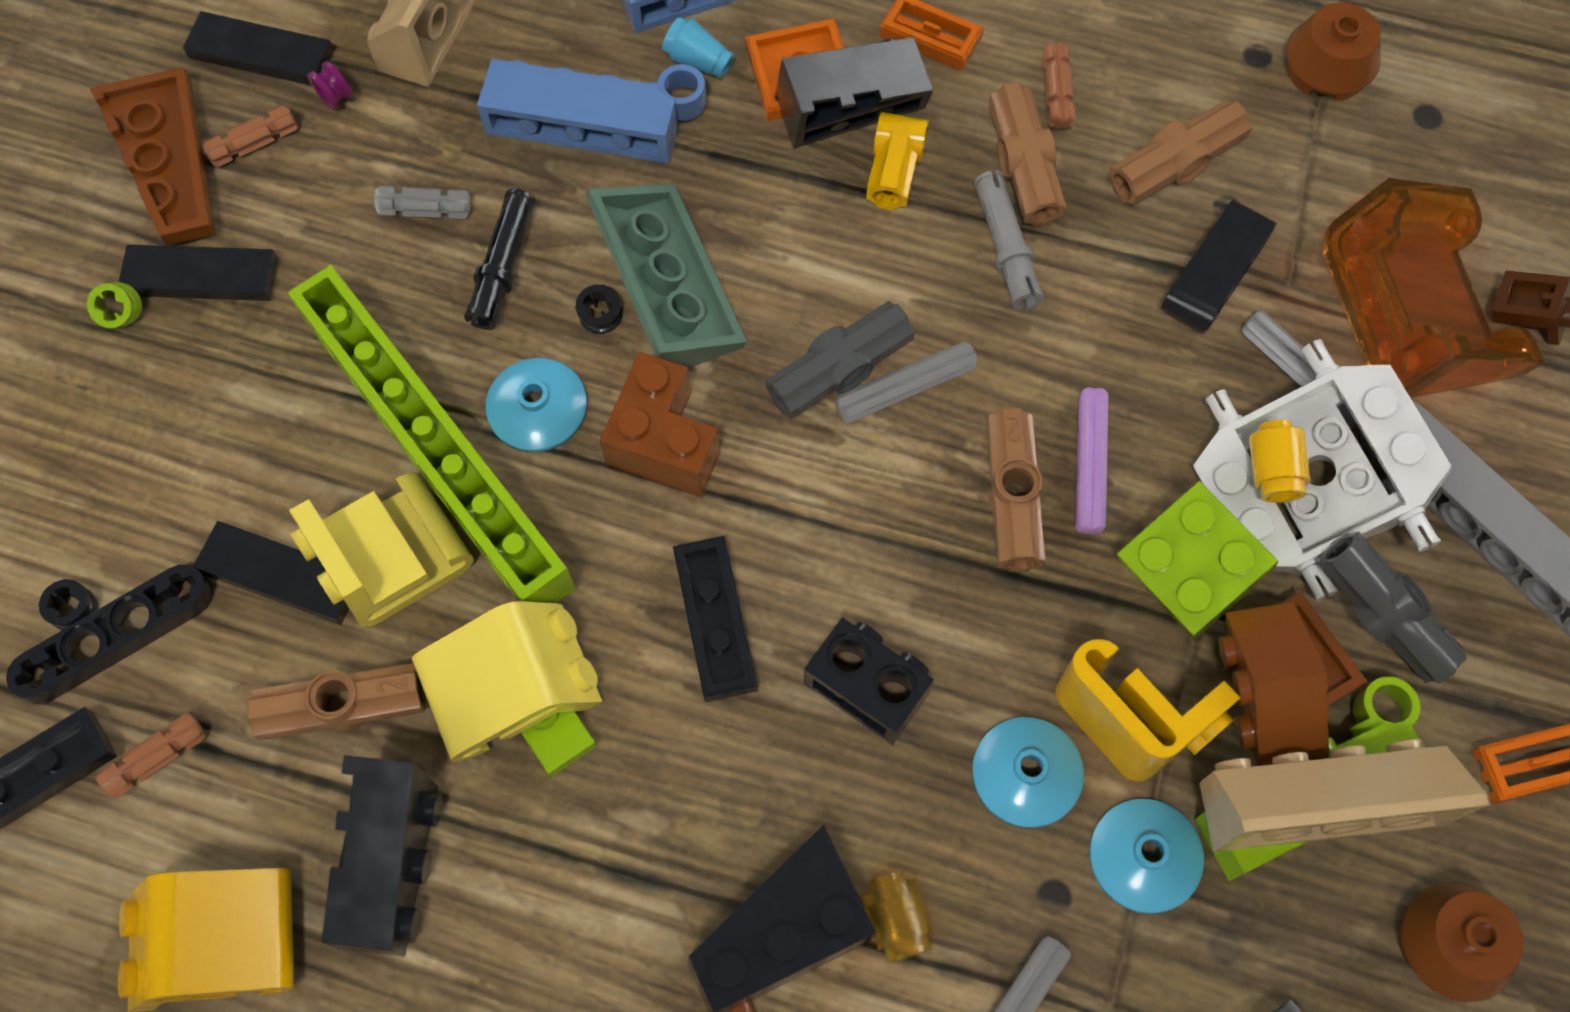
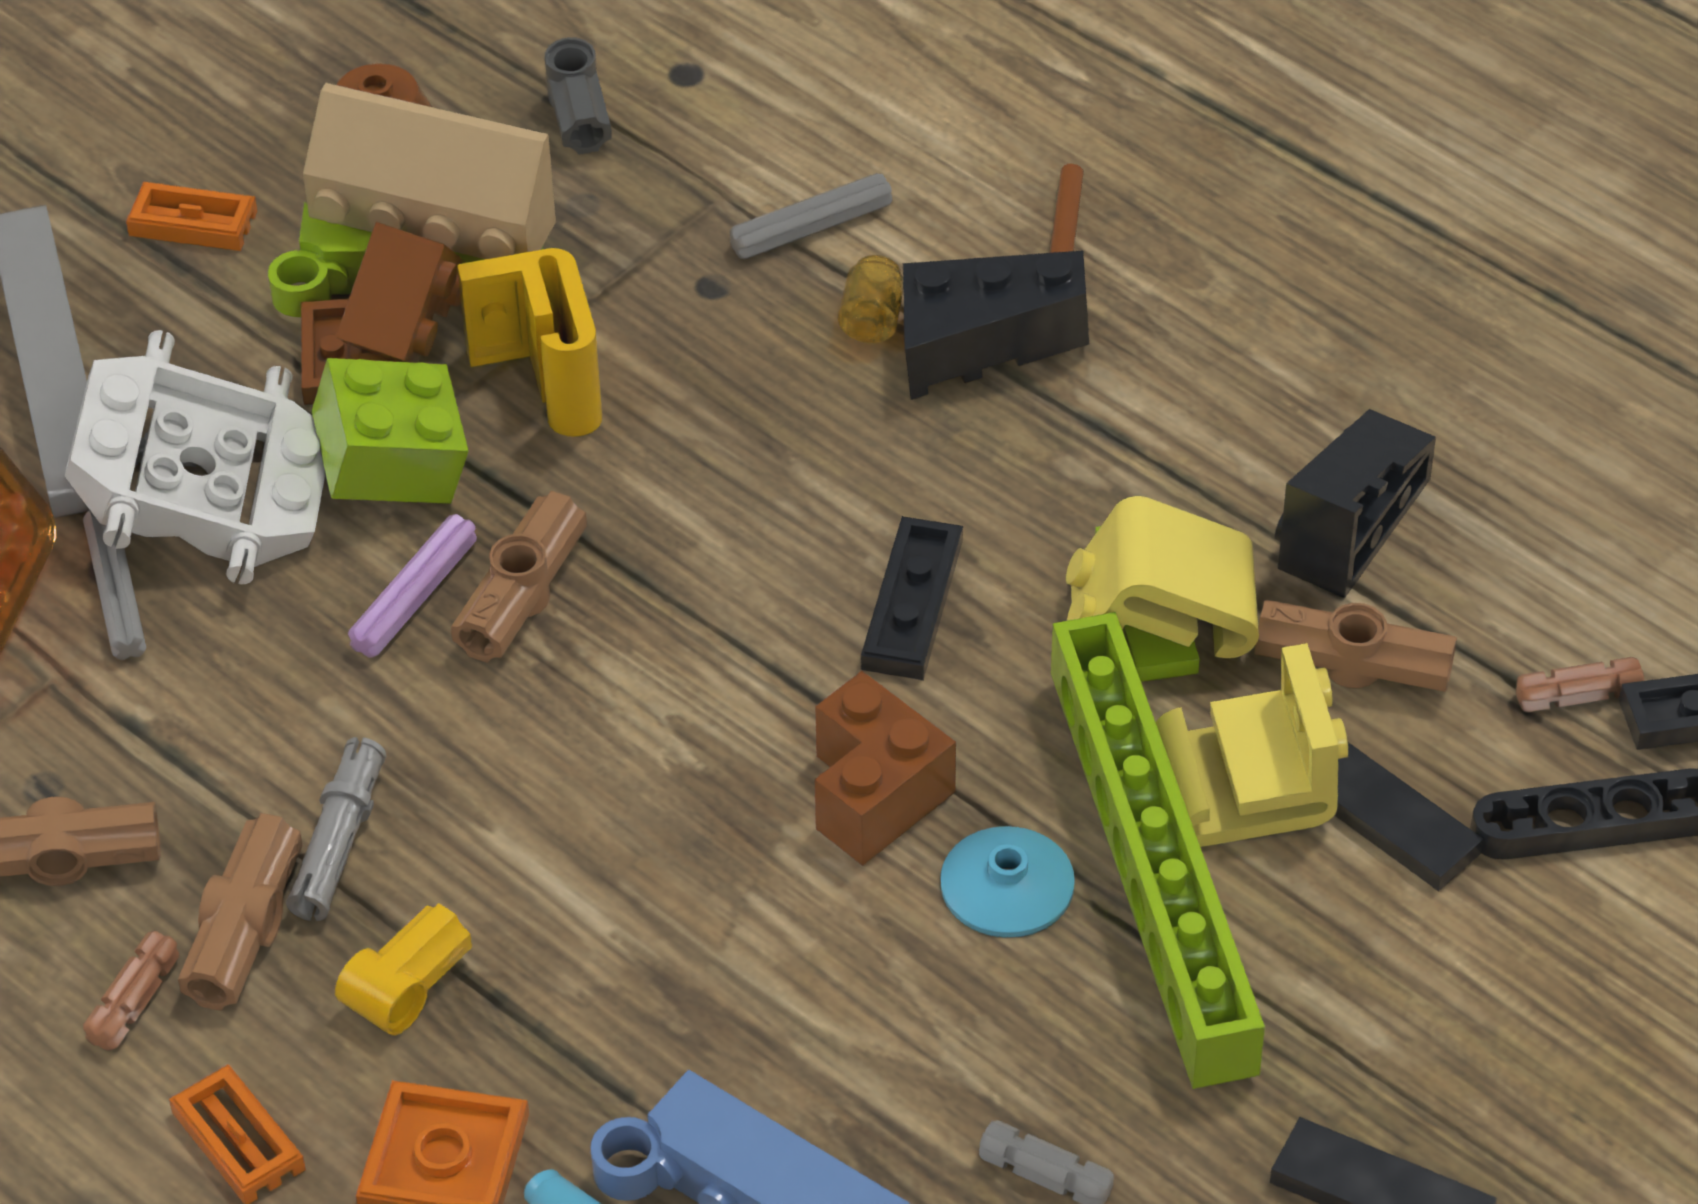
camera: 155 degrees left, 20 degrees down
(58, 593) = (1649, 842): black bush -> none
(105, 316) = (1505, 1172): lime bush -> none
(207, 936) = (1560, 486): yellow piece -> none
(495, 274) = (991, 1024): black pin -> none
(589, 297) = (876, 929): black bush -> none
(667, 273) = (773, 950): sand green slope -> none
(840, 359) = (624, 770): dark grey piece -> none
(850, 88) = (414, 1046): wedge -> none
(858, 690) = (786, 474): black brick -> none
(906, 382) = (561, 731): light grey axle -> none
(1011, 793) = (672, 375): medium azure dish -> none
(1131, 878) = (618, 280): medium azure dish -> none
(1218, 266) = (119, 704): black beam -> none
(1279, 461) = (243, 455): yellow brick -> none
(1392, 607) = (233, 330): dark grey piece -> none

